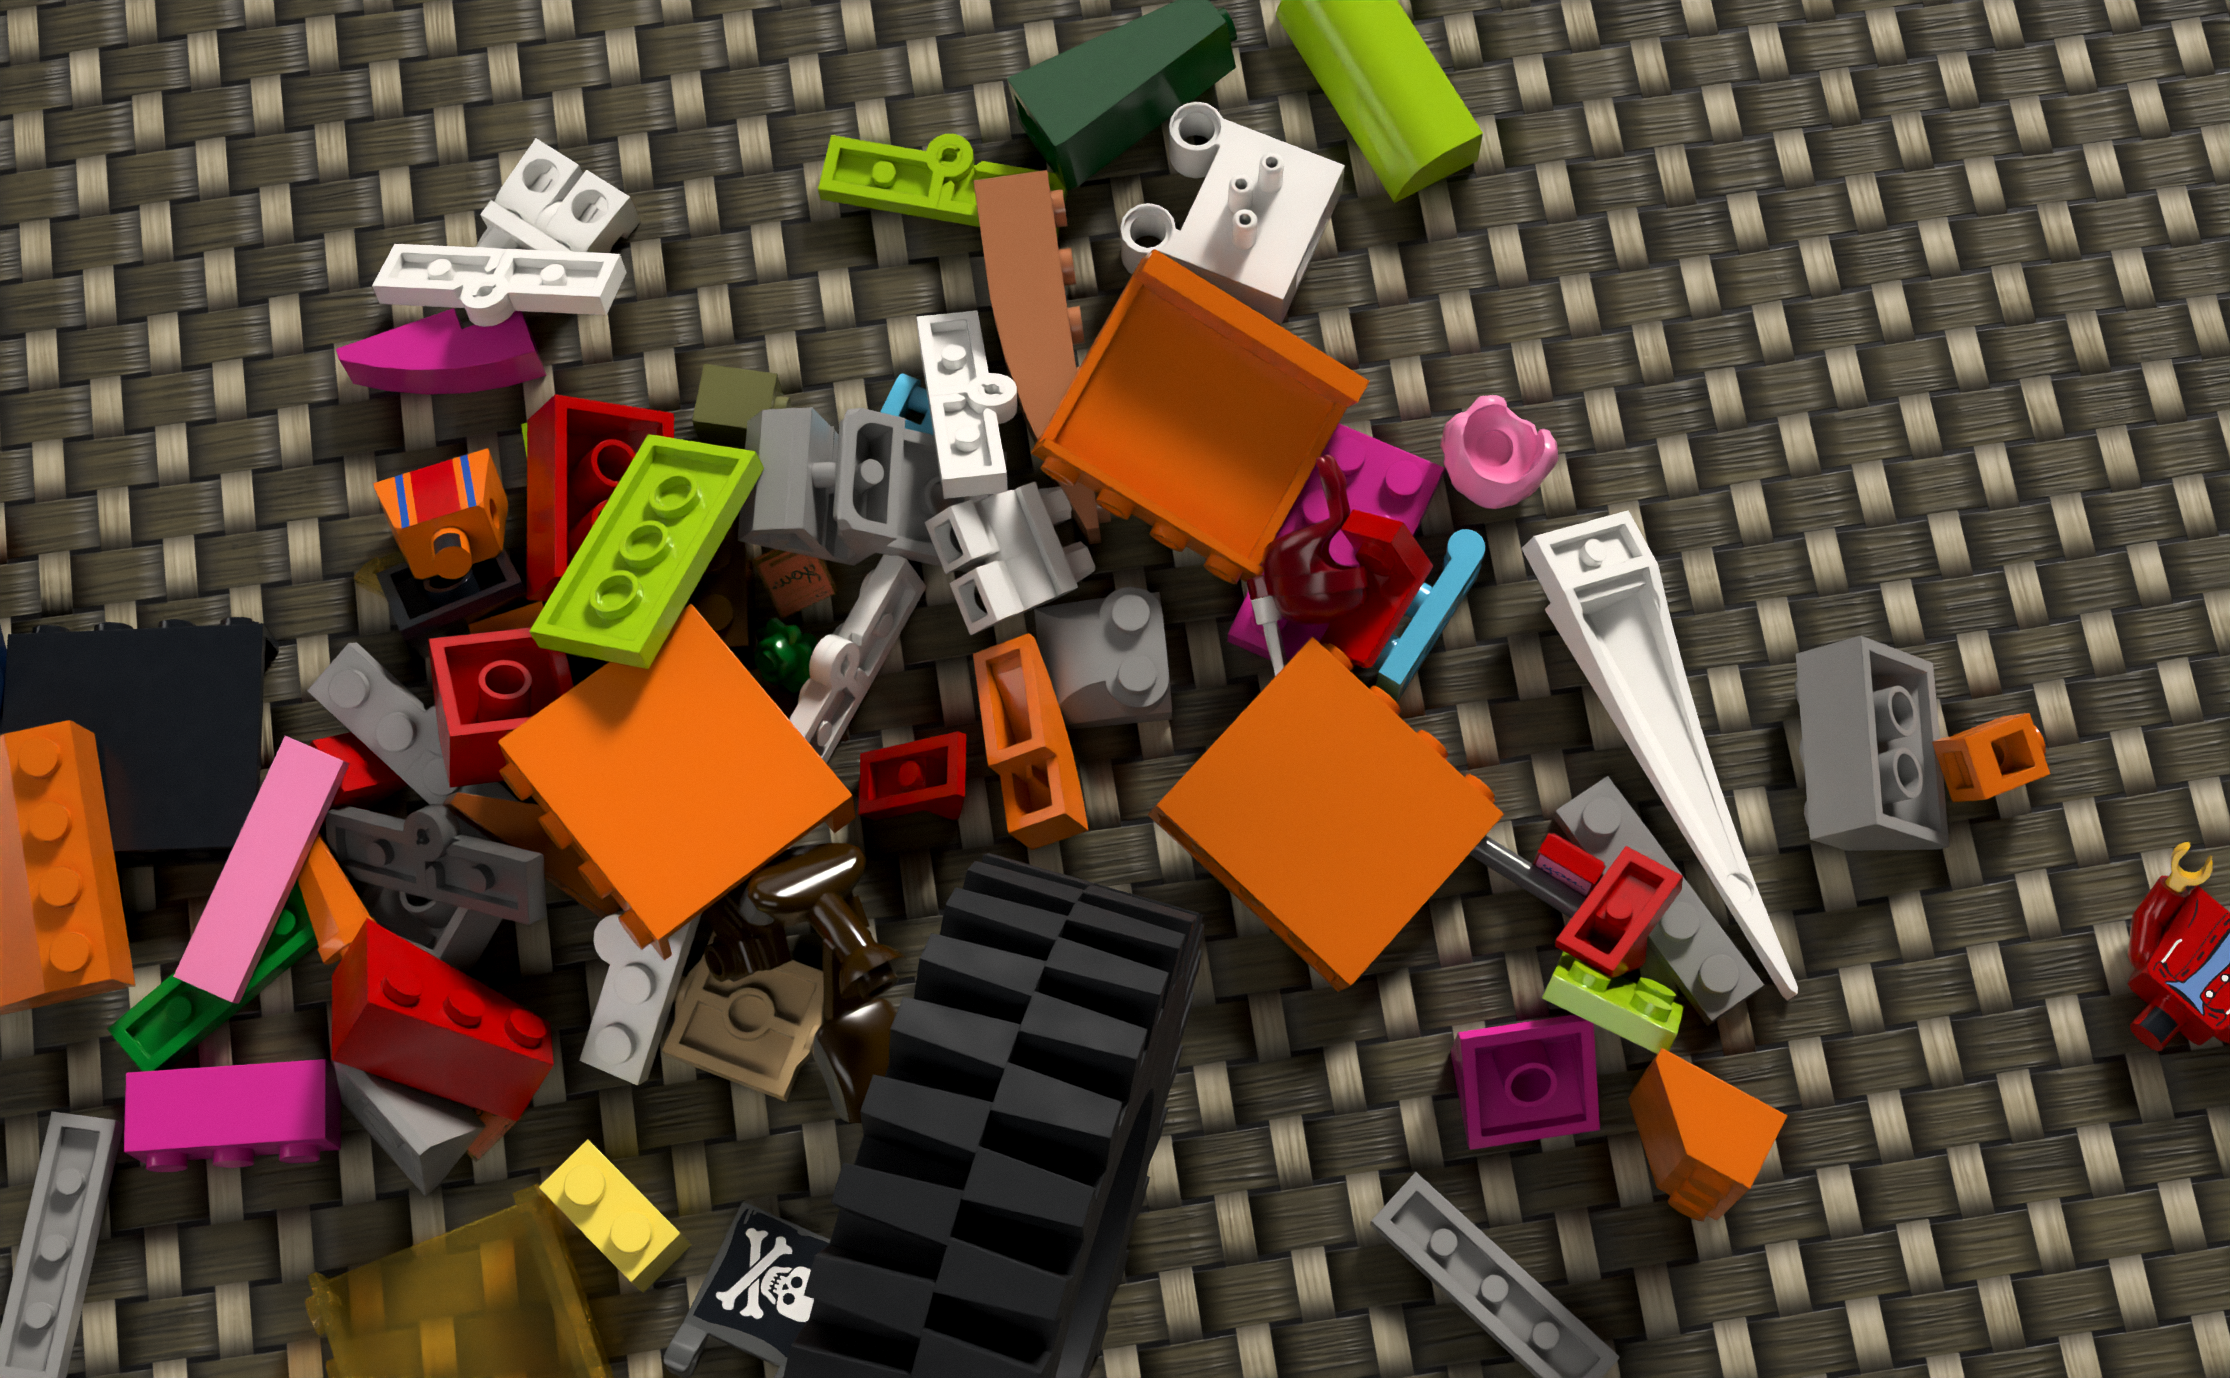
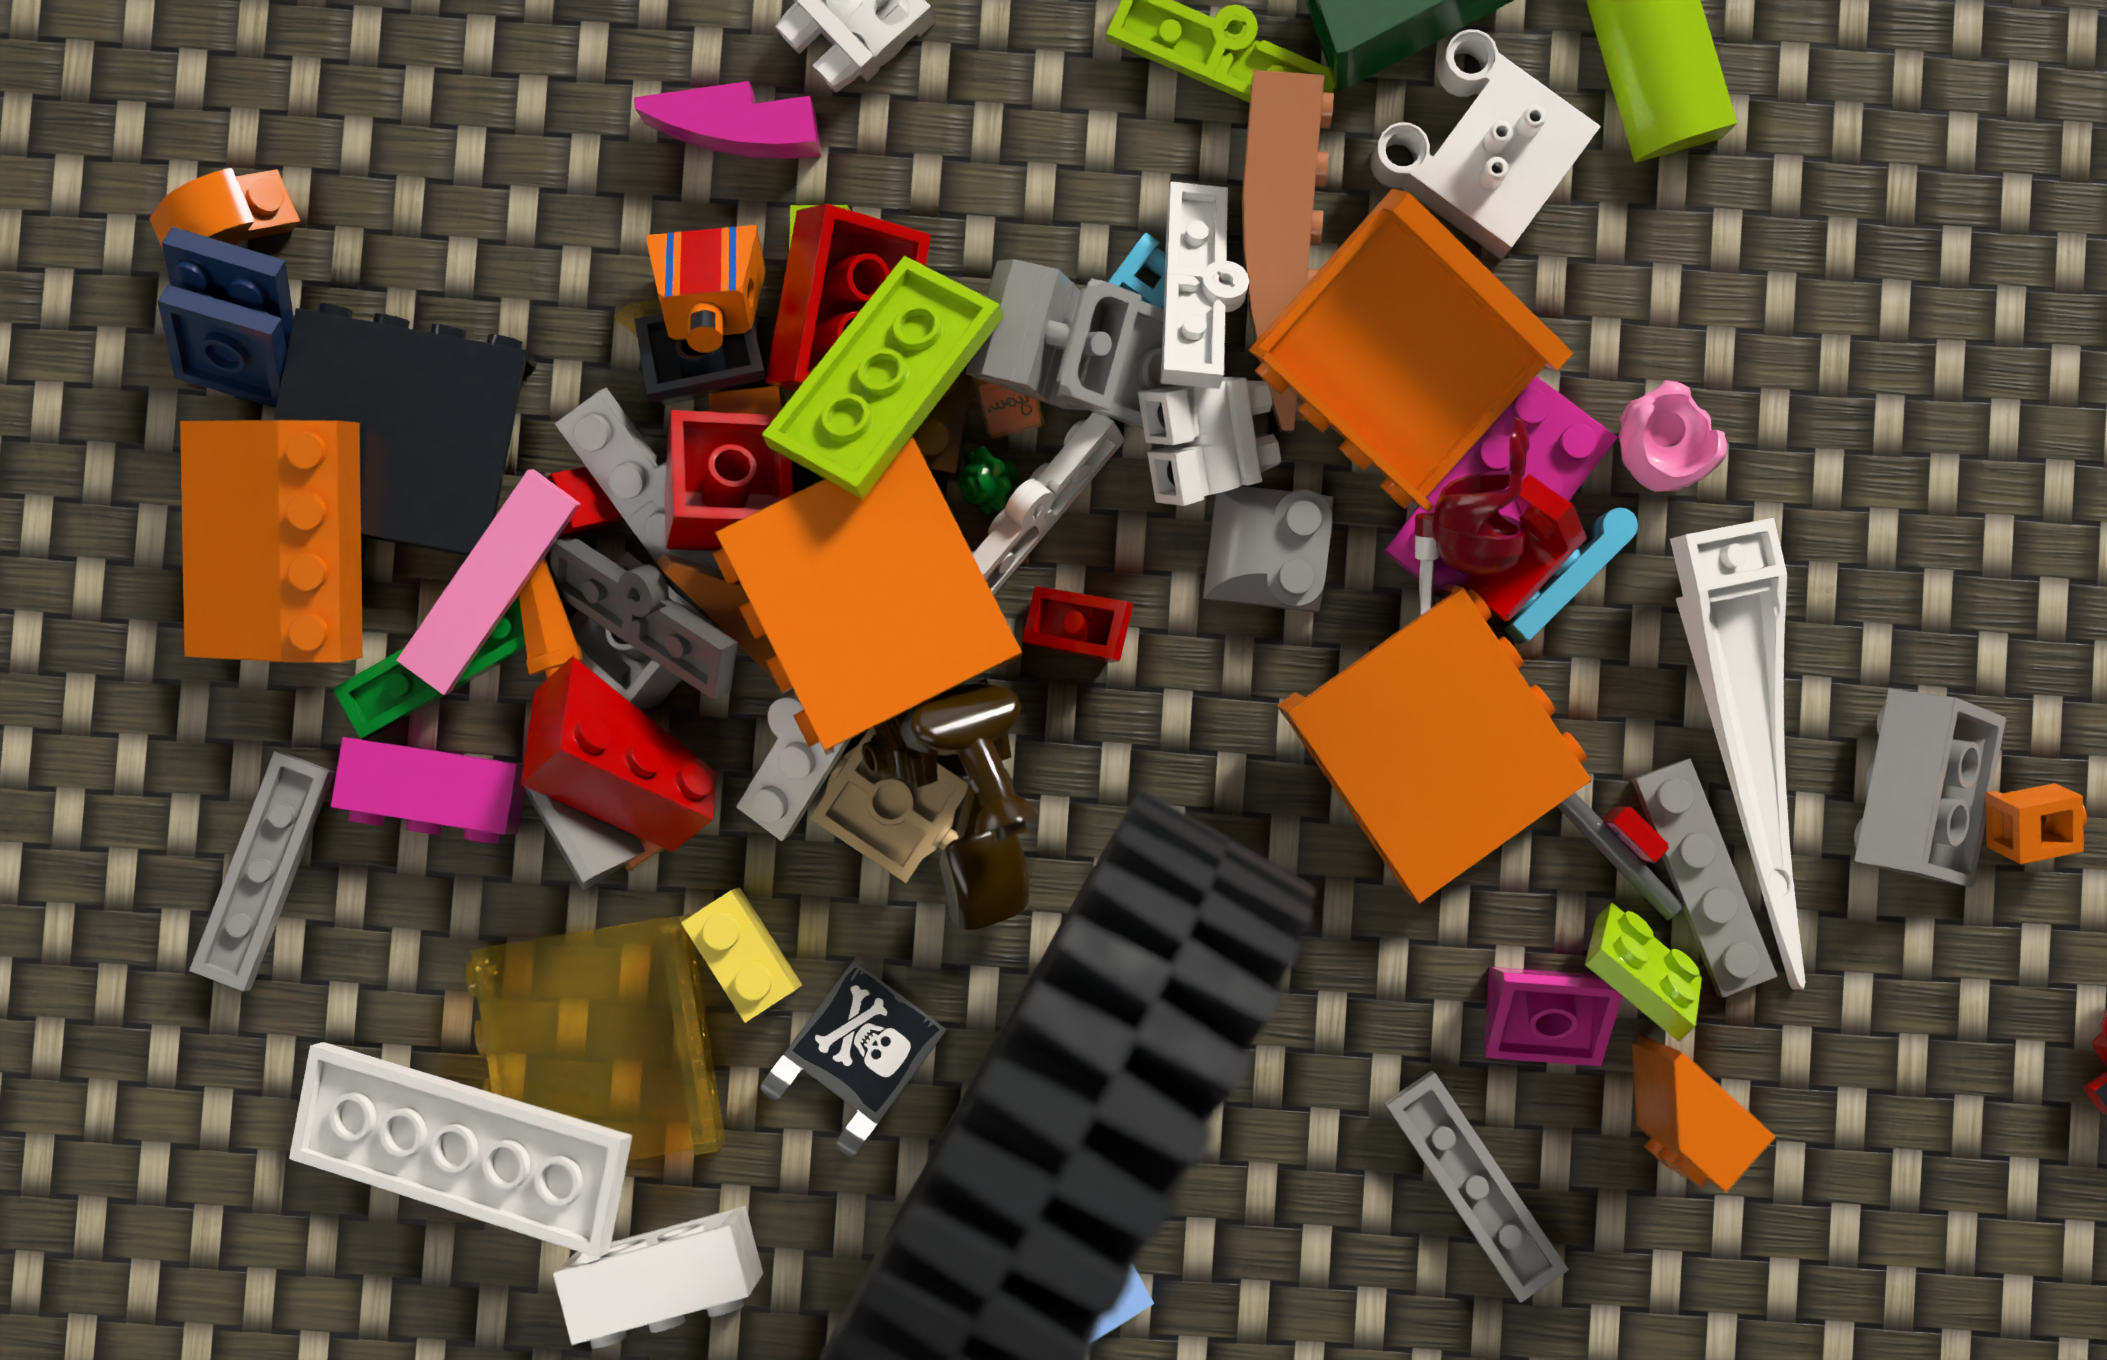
camera: 15 degrees right, 15 degrees up
(499, 281) = (795, 66): white hinge -> none
(730, 399) = (991, 232): olive brick -> none
(1028, 744) = (1185, 612): orange slope -> none
(1620, 914) = (1671, 895): red slope -> none

